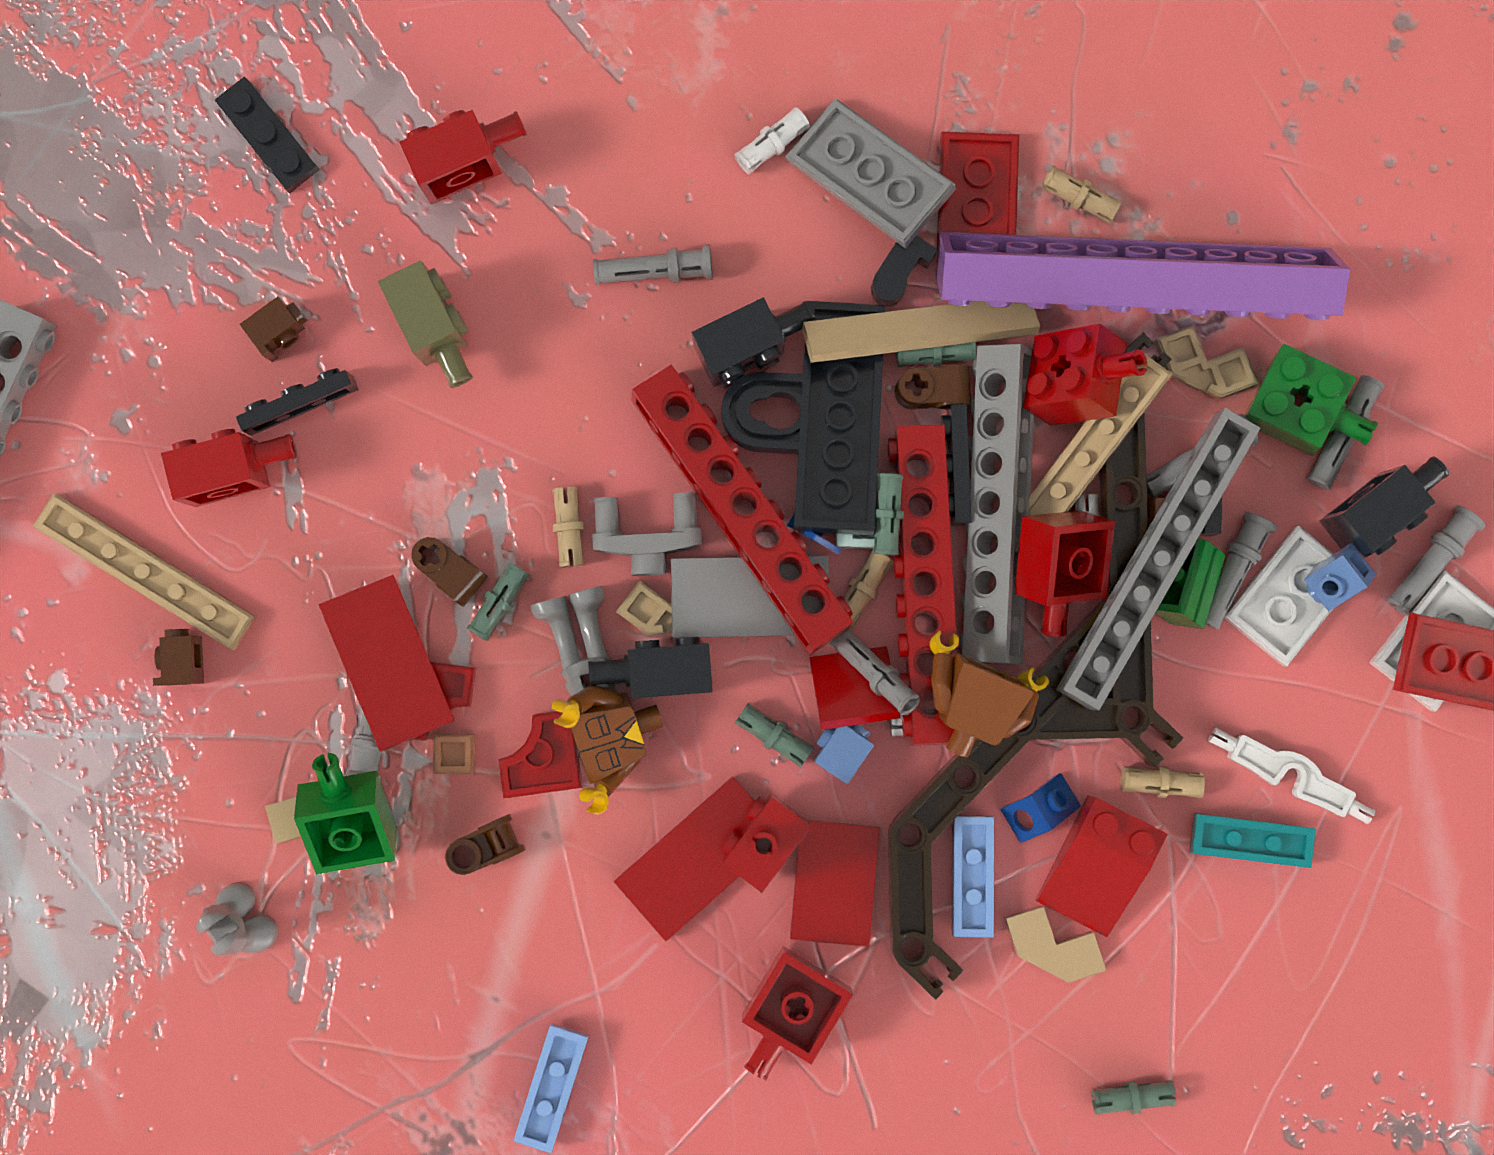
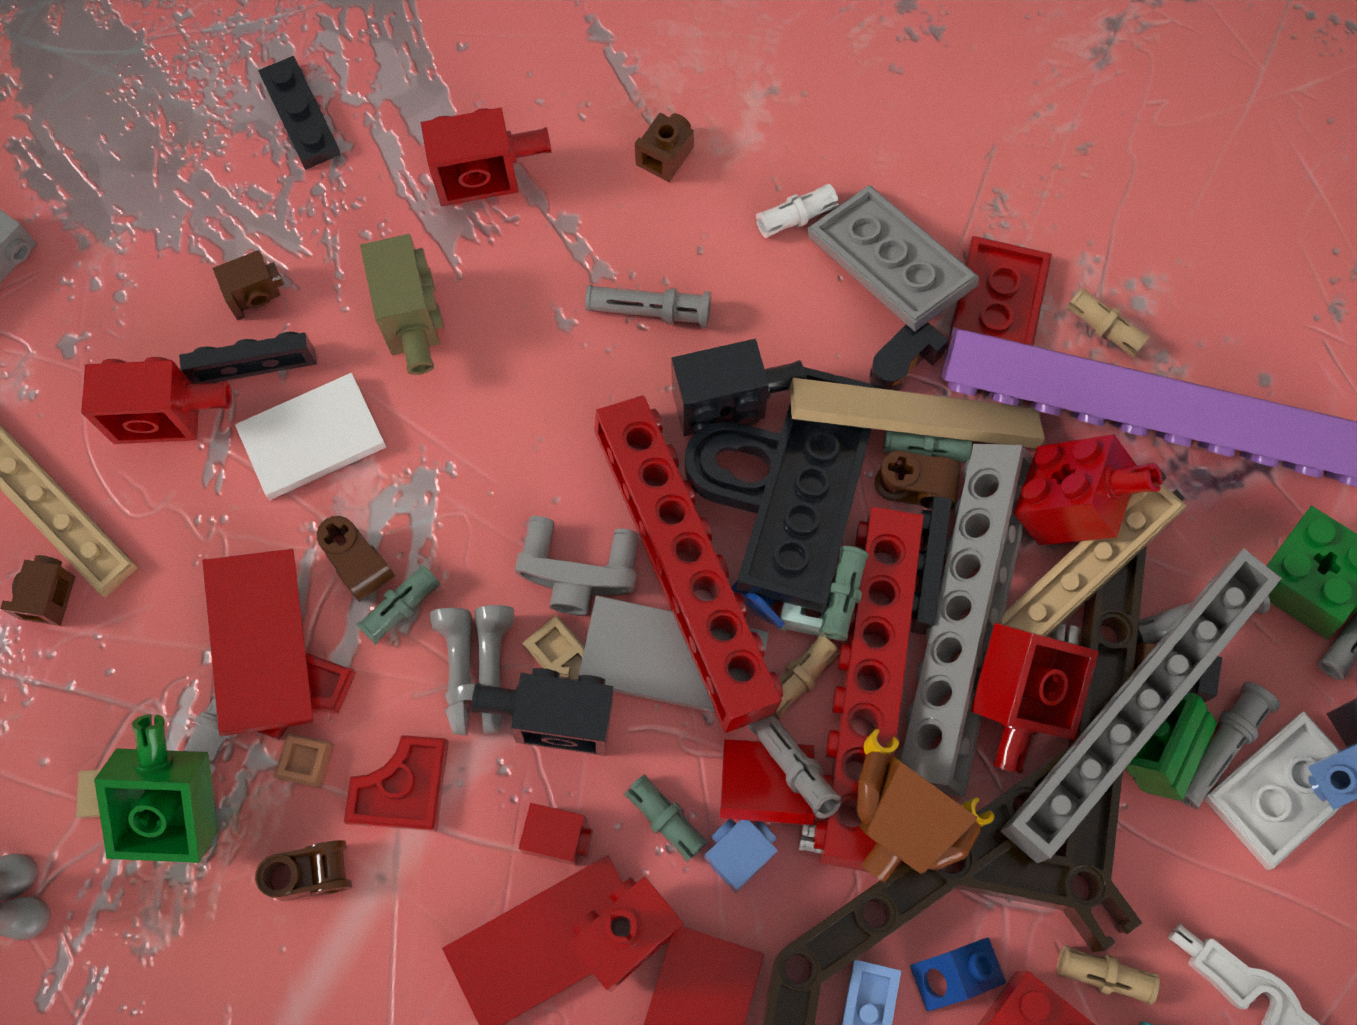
camera: 15 degrees right, 15 degrees down
(374, 462) = (310, 436): none -> white tile
(568, 527) = (494, 543): tan pin -> none
(606, 738) = (474, 774): dark orange torso -> none
(636, 110) = (665, 145): none -> reddish brown brick
(685, 770) = (555, 834): none -> red brick
(1214, 377) = (1221, 532): tan tile -> none

